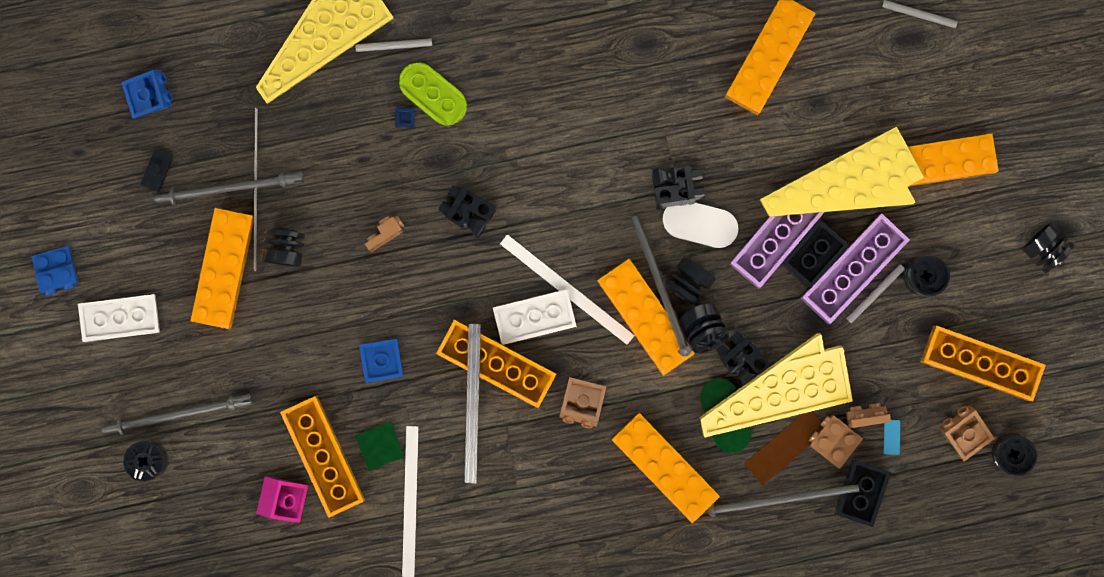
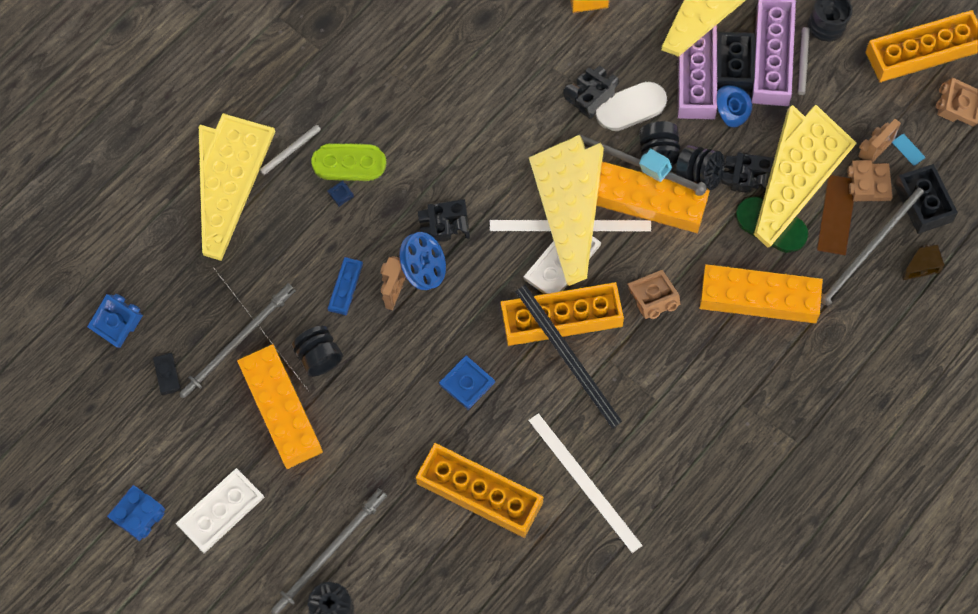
camera: 30 degrees left, 20 degrees down
(282, 499) = (472, 553): dark pink slope -> none
(349, 203) = (345, 286): none -> blue tile
(380, 446) = (519, 450): dark green tile -> none
(421, 229) = (422, 261): none -> blue wedge
(586, 262) = (569, 191): none -> light yellow wing
(665, 301) = (655, 165): none -> medium azure brick
(780, 291) = (734, 105): none -> blue hat
(815, 541) = (925, 262): none -> dark brown slope

